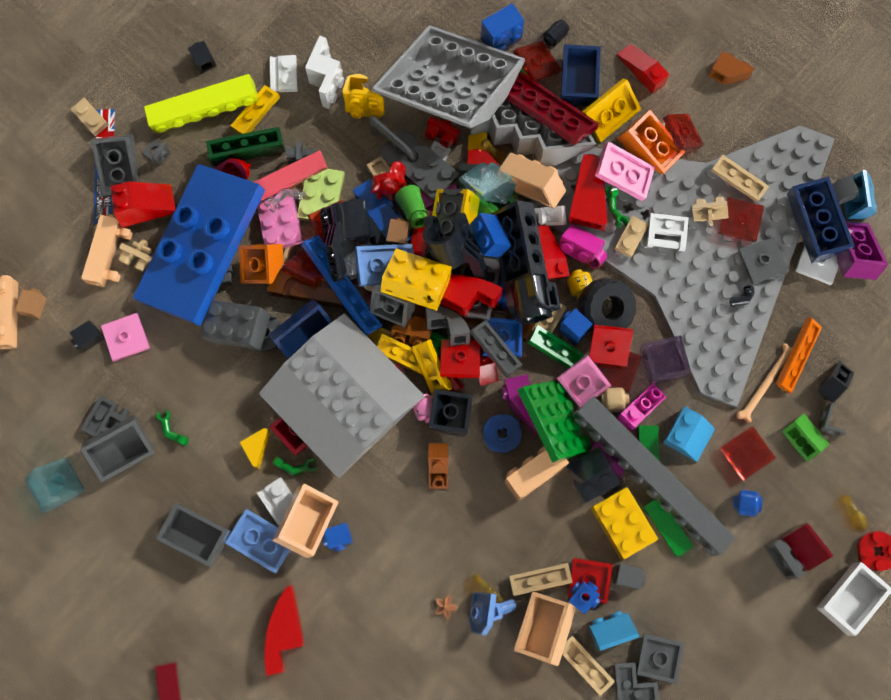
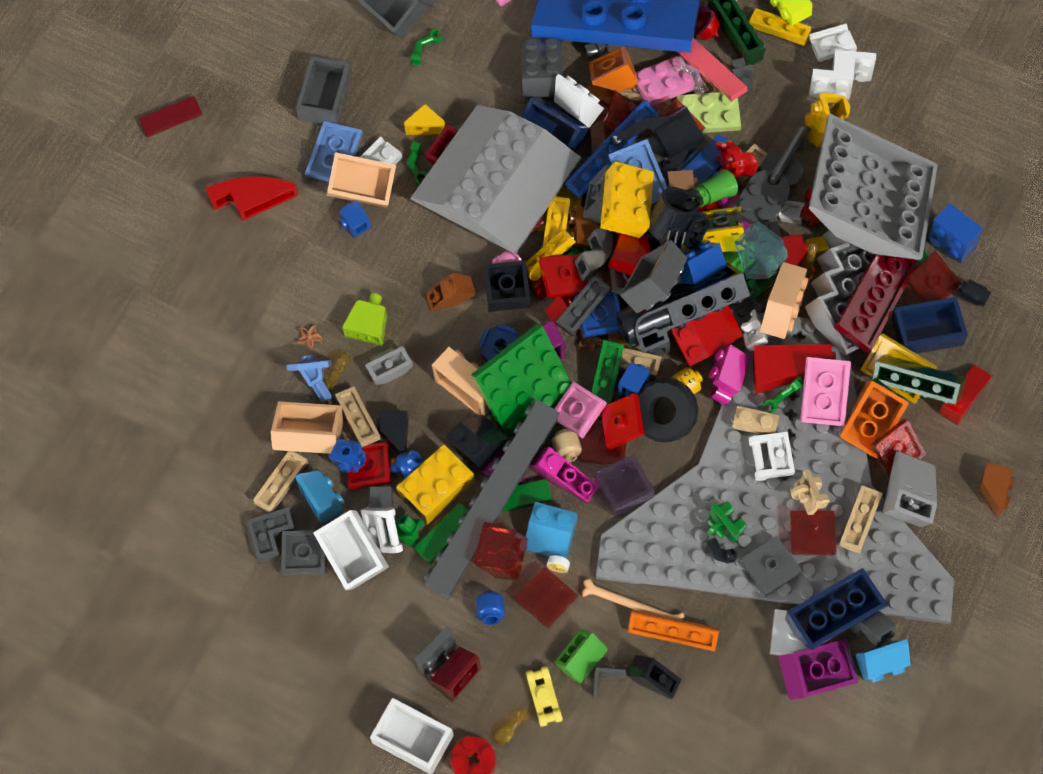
camera: 80 degrees right, 10 degrees down
(284, 302) = (576, 100): none -> white slope
(446, 548) = (367, 321): none -> lime torso
(493, 539) = (389, 365): none -> light grey slope
(504, 275) = (654, 277): none -> dark grey piece
(561, 548) = (394, 429): none -> black slope
(599, 544) = (405, 463): none -> blue animal
(635, 94) = (919, 380): none -> brick
(659, 587) = (374, 522): none -> white plate
(661, 563) = (407, 529): none -> green hips
(676, 614) = (351, 550): none -> white piece
(705, 480) = (500, 551): none -> clear red slope
(711, 288) = (722, 525): none -> green hips
(720, 435) = (558, 564): none -> white tile
(723, 132) = (911, 491): none -> light grey slope
(833, 477) = (543, 696): none -> light yellow plate

